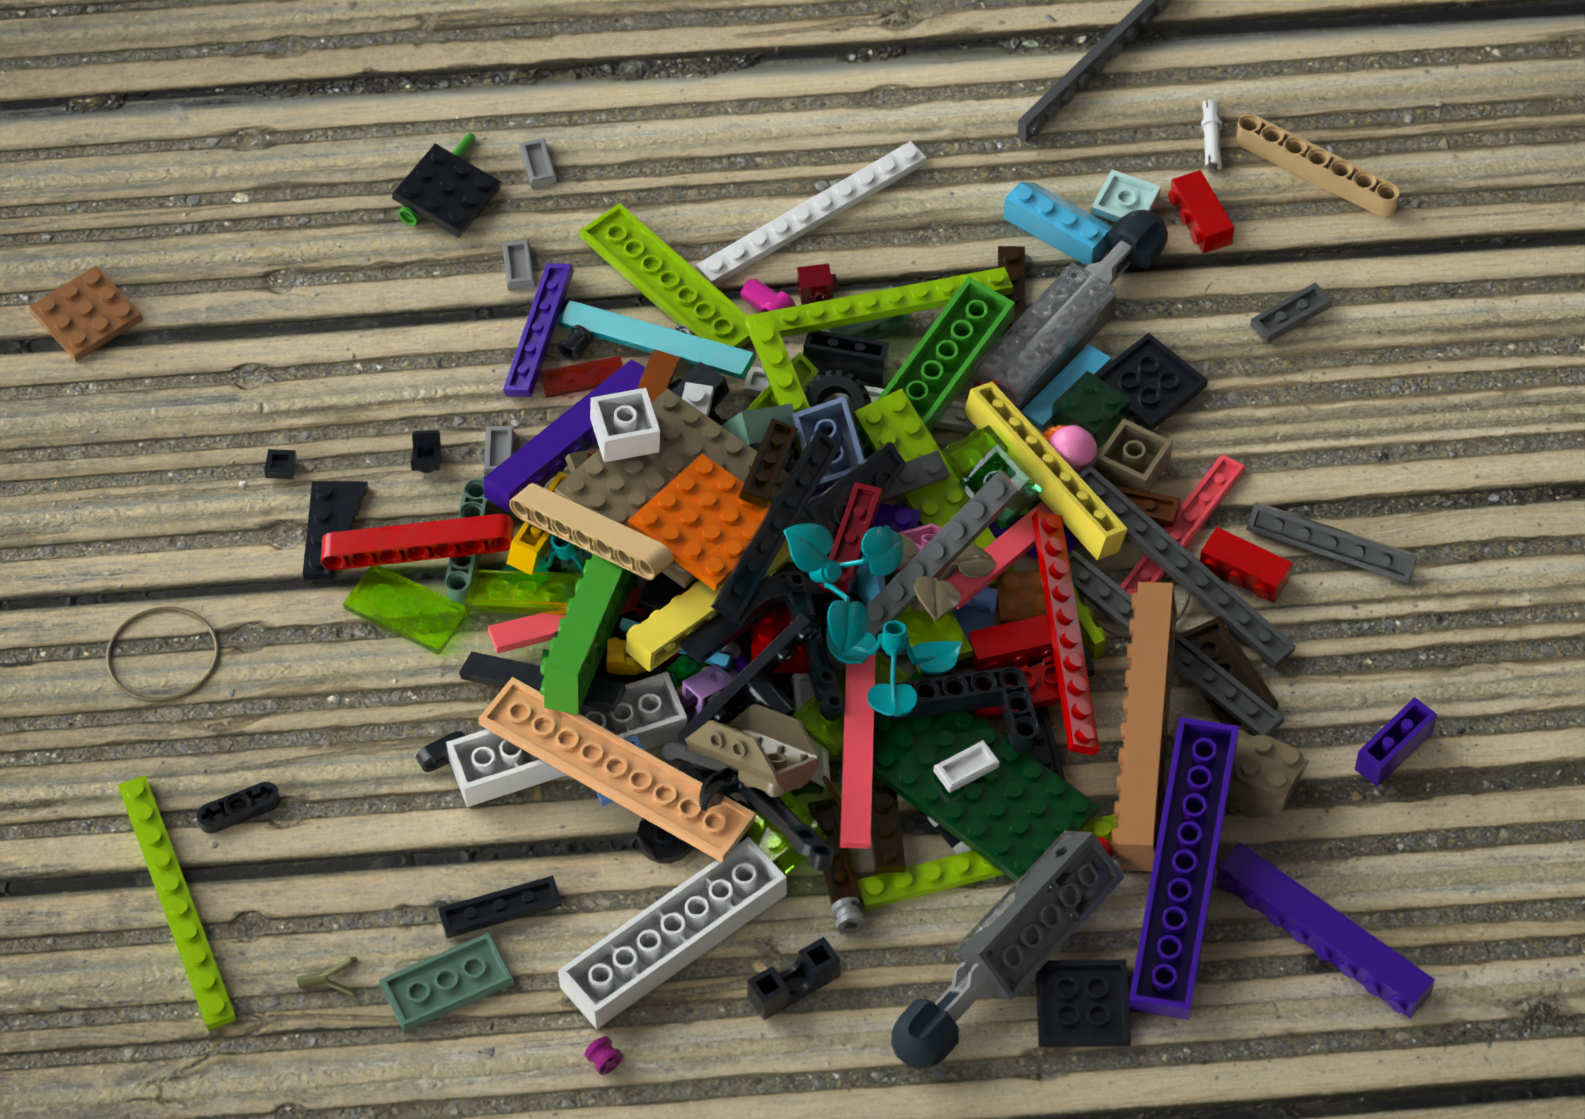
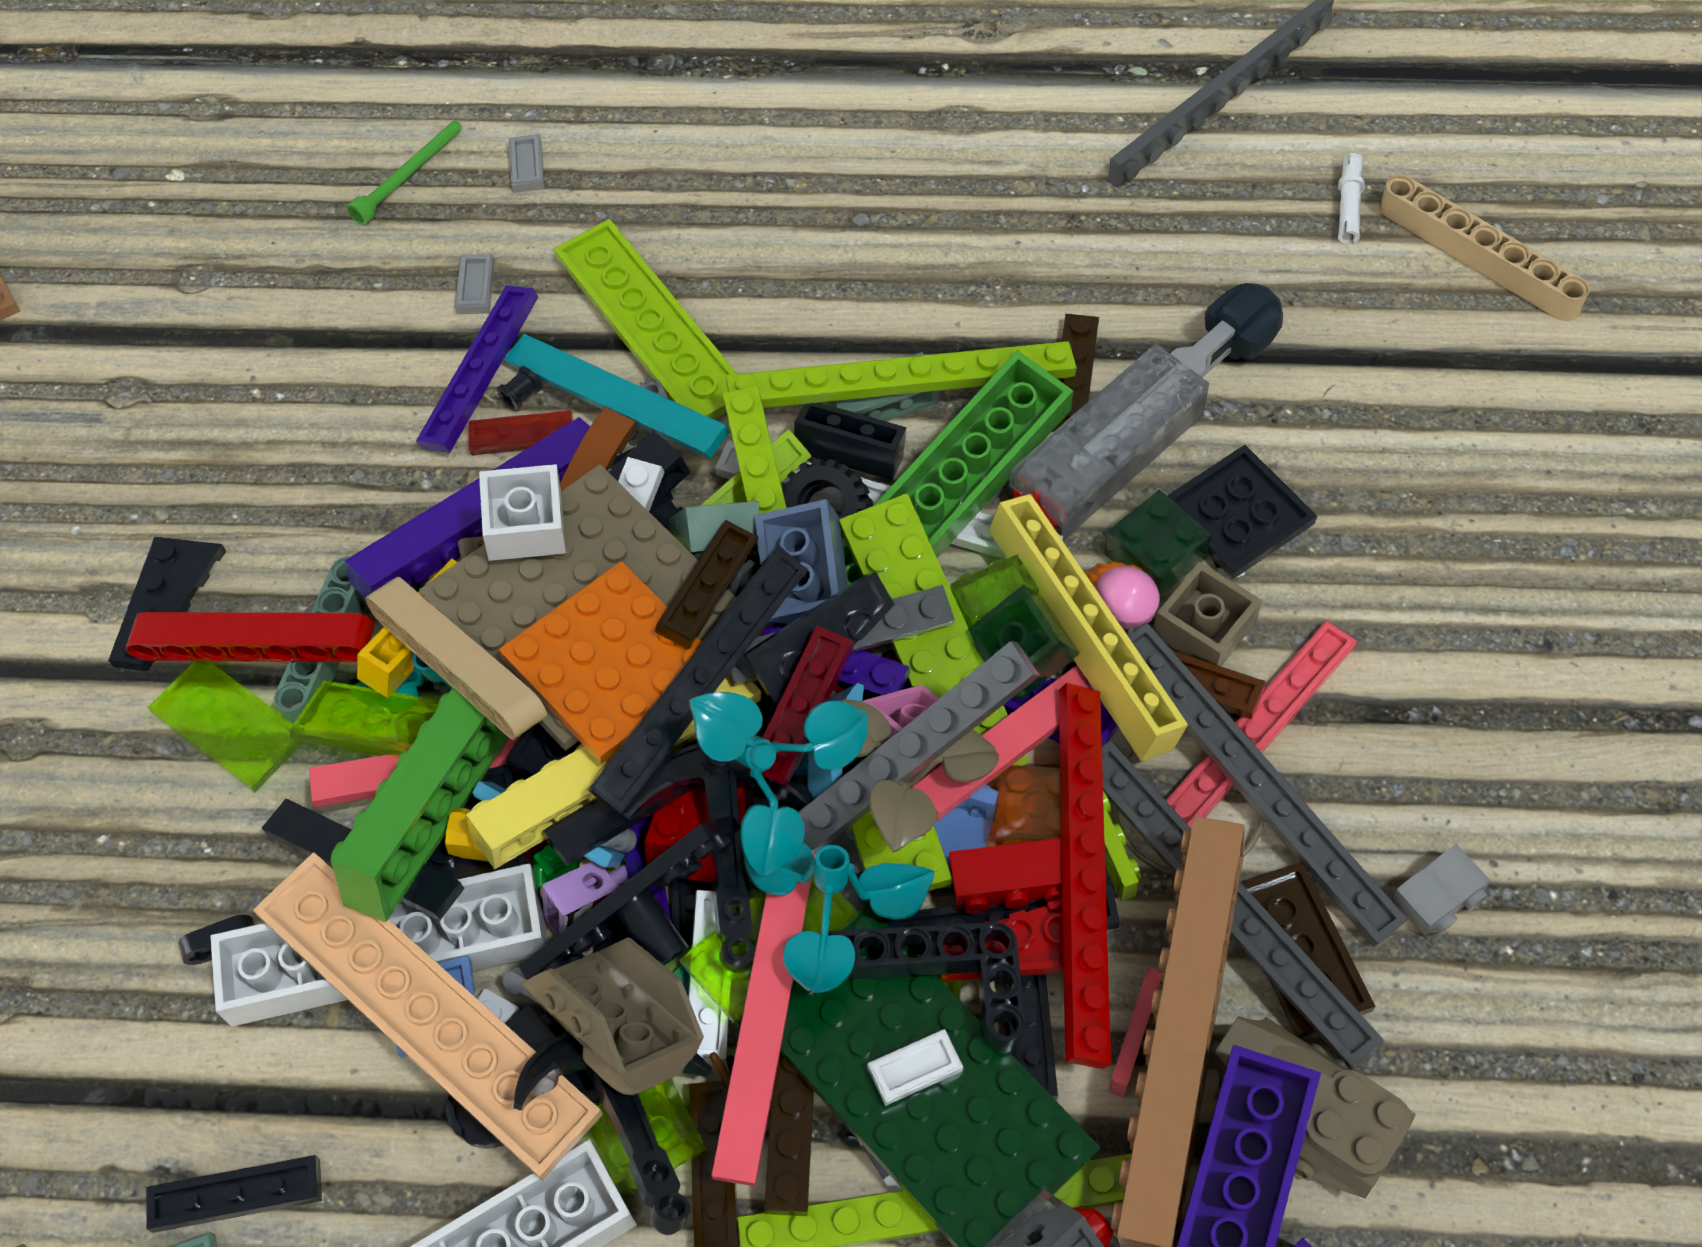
camera: 10 degrees right, 5 degrees up
(280, 464) = (122, 510): black plate -> none
(426, 451) = (304, 512): black bracket -> none
(447, 190) = (408, 186): black plate -> none
(498, 446) = (396, 509): light grey tile -> none
(764, 298) = (762, 353): dark pink piece -> none
(811, 214) = (839, 253): white plate -> none
(815, 283) = (829, 340): dark red brick -> none
(1039, 410) = (1091, 533): medium azure tile -> none
(1057, 222) = (1144, 290): medium azure slope -> none
(1113, 740) = (1135, 1033): none -> coral tile
(1122, 195) = (1231, 263): light aqua plate -> none
(1201, 212) = (1329, 293): red brick -> none
(1246, 564) = (1346, 786): red brick -> none
(1291, 312) = (1434, 435): dark grey plate -> none
(1318, 625) = (1441, 891): none -> light grey brick
(1332, 542) = (1471, 767): dark grey plate -> none
(1395, 742) = (1545, 1094): dark purple brick -> none

